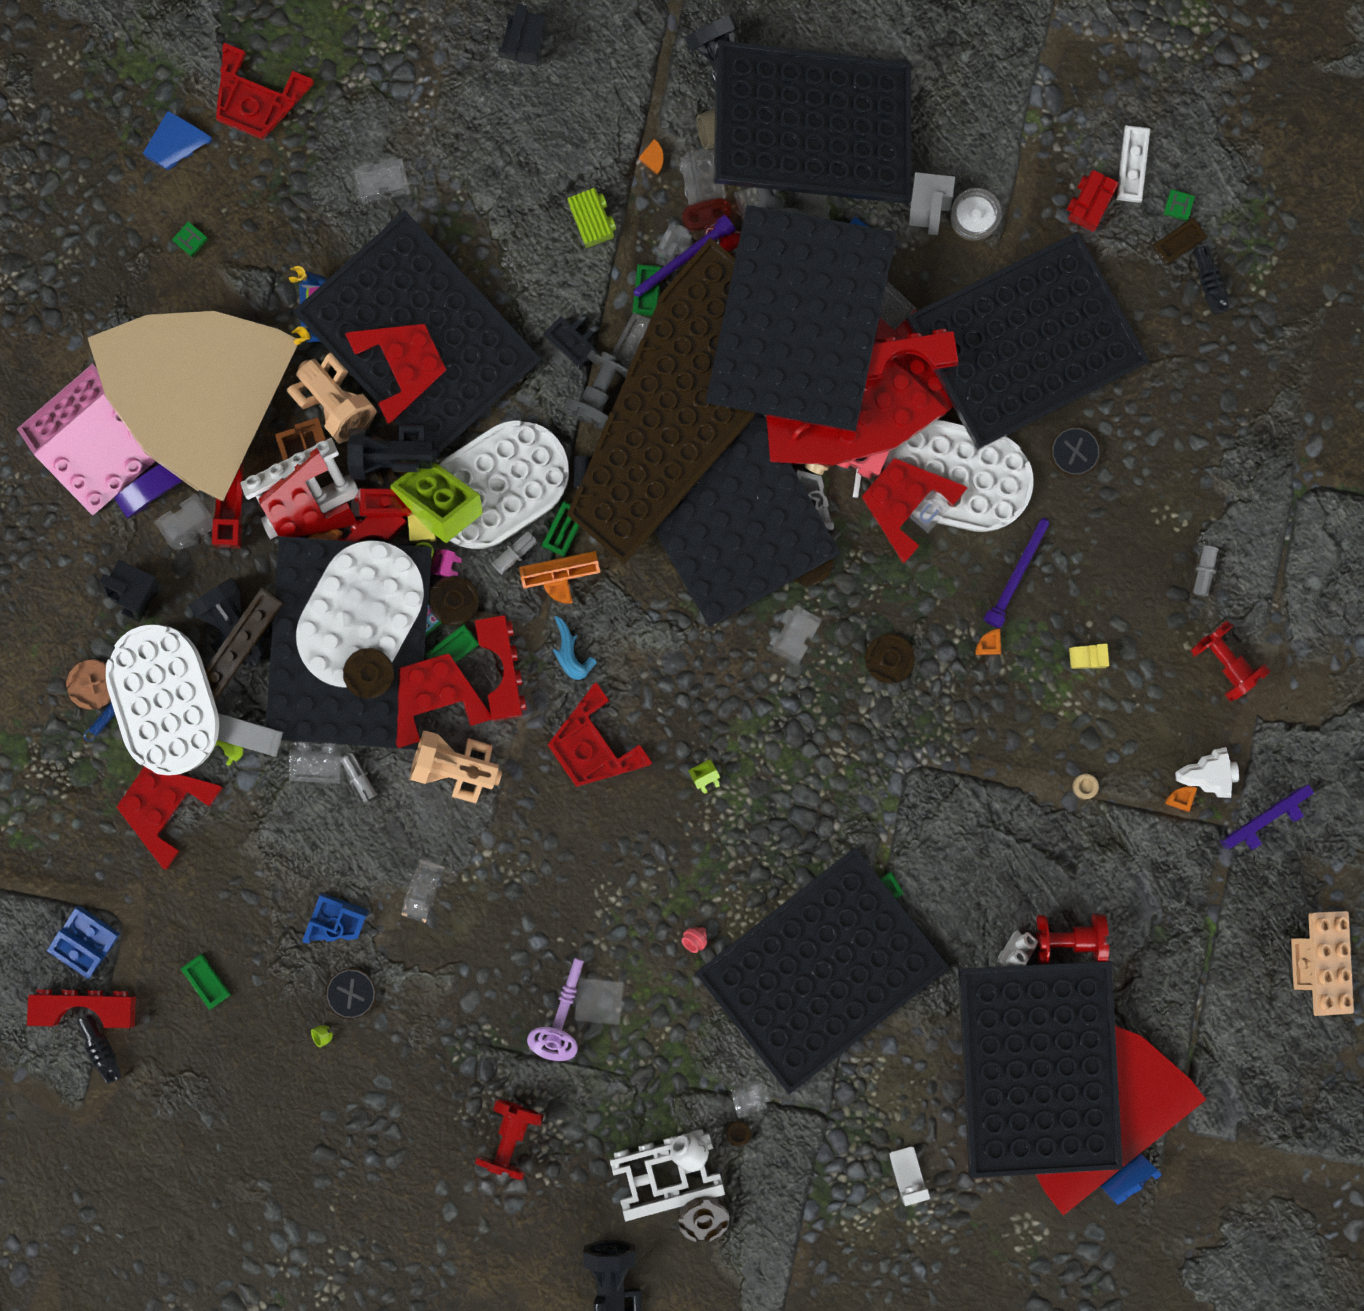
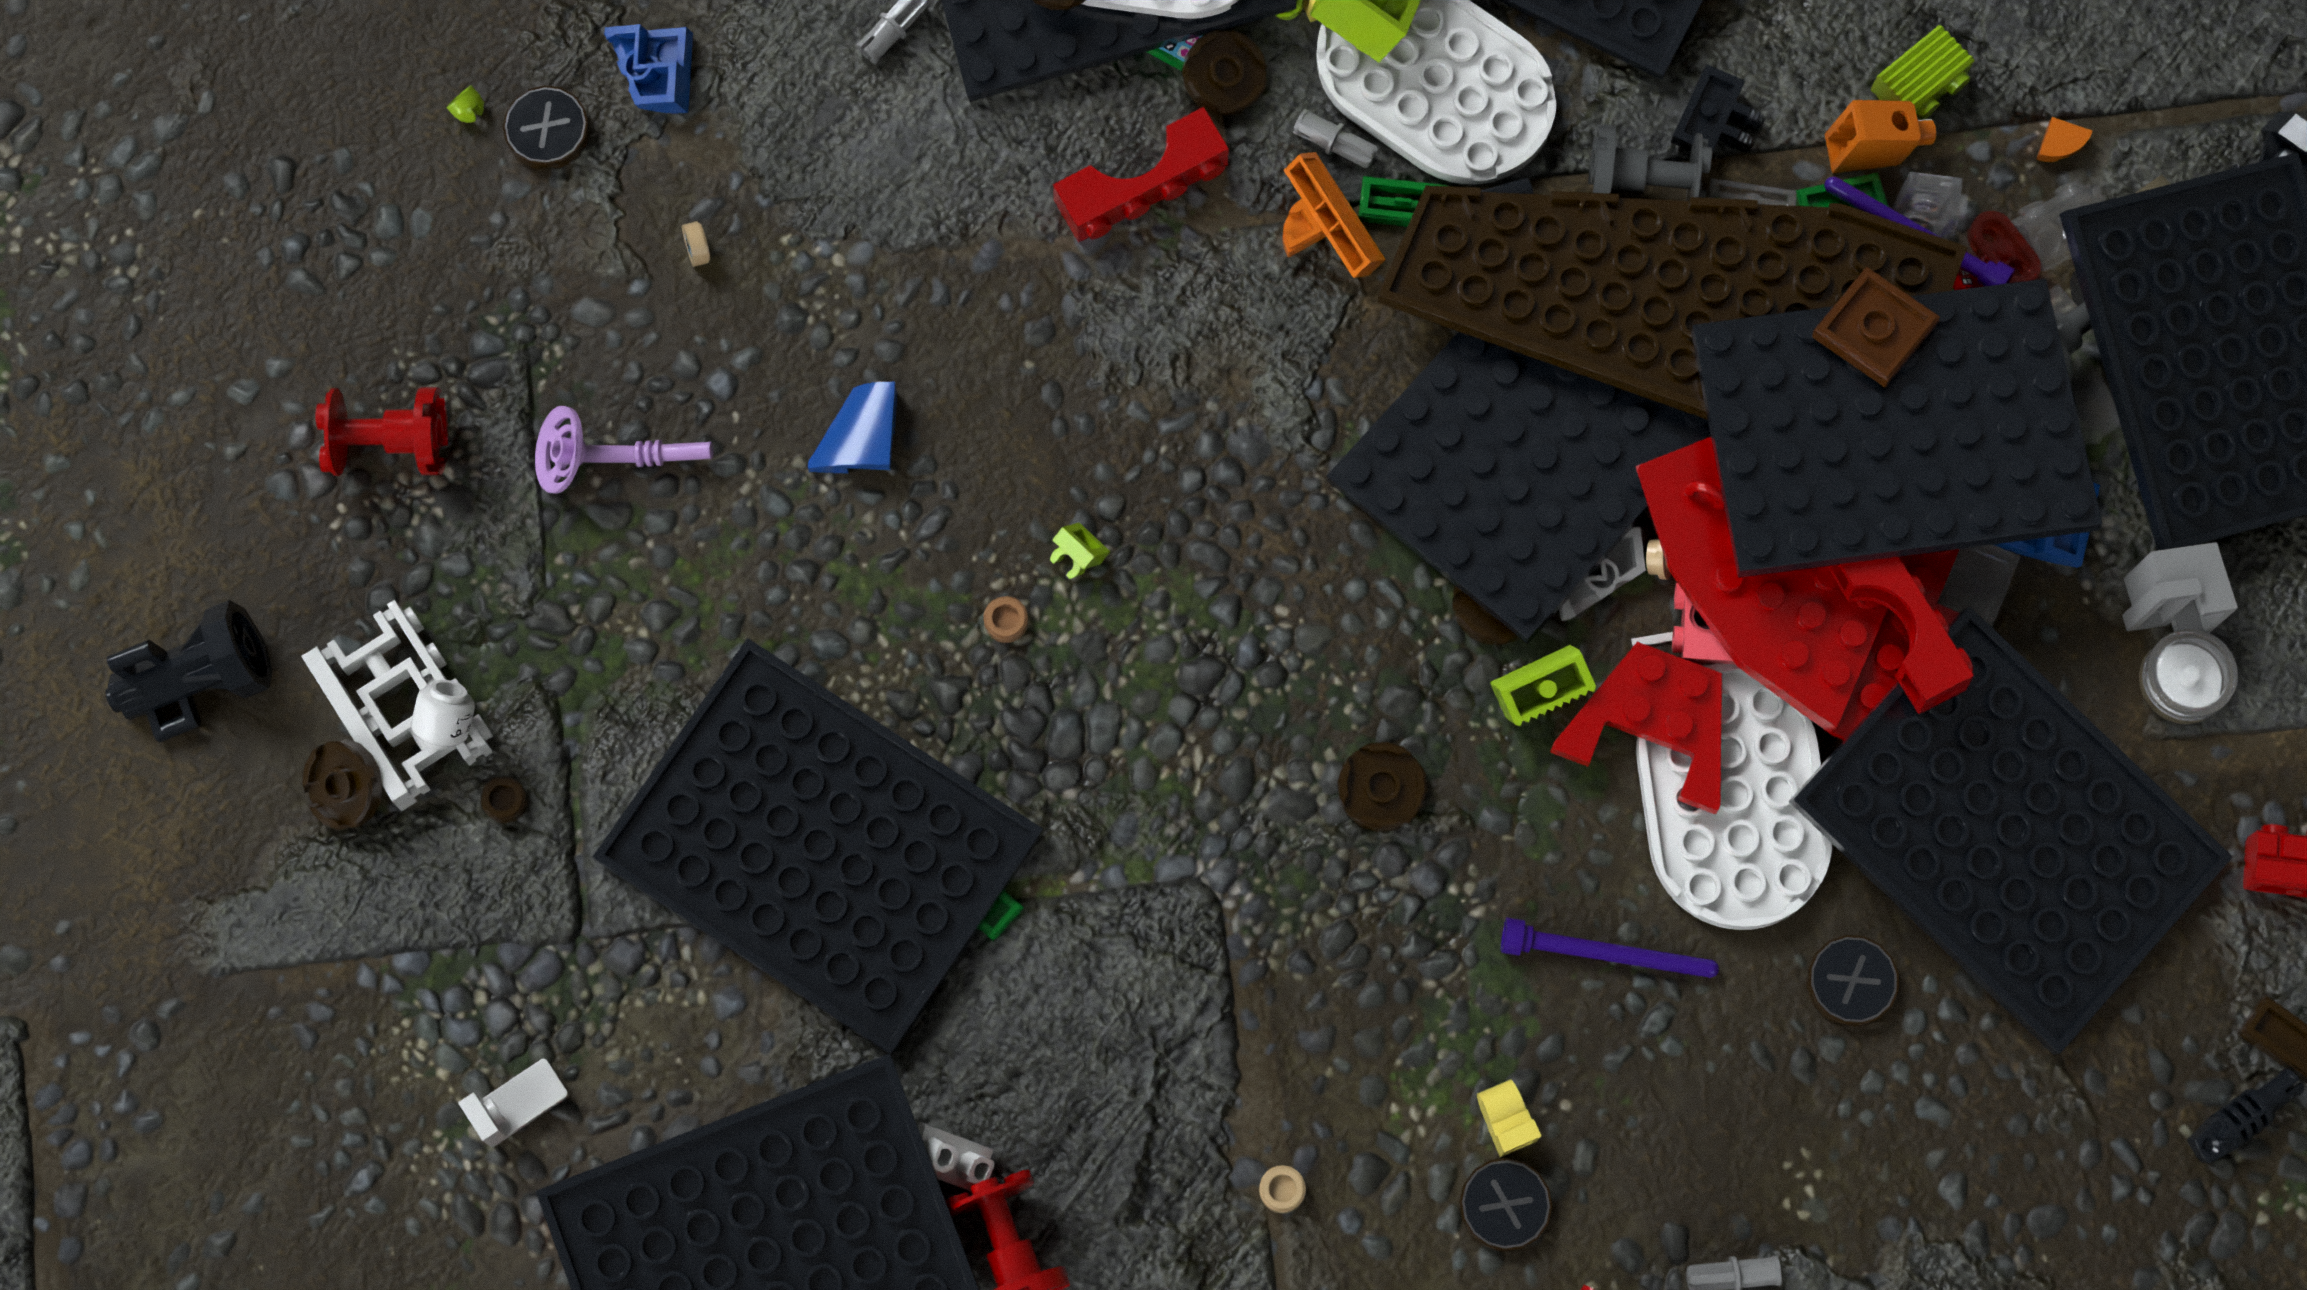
camera: 75 degrees right, 10 degrees down
(422, 891) = (739, 173): clear arch -> none
(432, 686) = (1071, 74): red wing -> none
(437, 761) = (958, 121): light nougat piece -> none
(443, 562) = (1279, 37): dark pink tile -> none
(453, 930) = (696, 243): none -> tan tile
(456, 644) = (1144, 97): green tile -> none
(566, 654) = (1199, 269): dark azure piece -> none
(583, 749) = (1055, 347): red wing -> none
(595, 873) = (860, 432): none -> blue slope
(599, 1001) = (654, 508): clear piece -> none
(619, 257) = (1876, 135): none -> orange torso
(695, 939) = (804, 622): coral plate -> none
(729, 828) = (1005, 619): none -> medium nougat tile
(745, 306) = (1875, 327): none -> reddish brown tile
(750, 1098) = (563, 789): clear arch -> none
(790, 642) = (1364, 615): clear brick -> none
(868, 554) = (1543, 685): none -> lime brick
(930, 511) = (1654, 760): clear brick -> none
(989, 644) = (1468, 944): orange tile -> none
(1131, 674) = (1505, 1205): none -> black tile

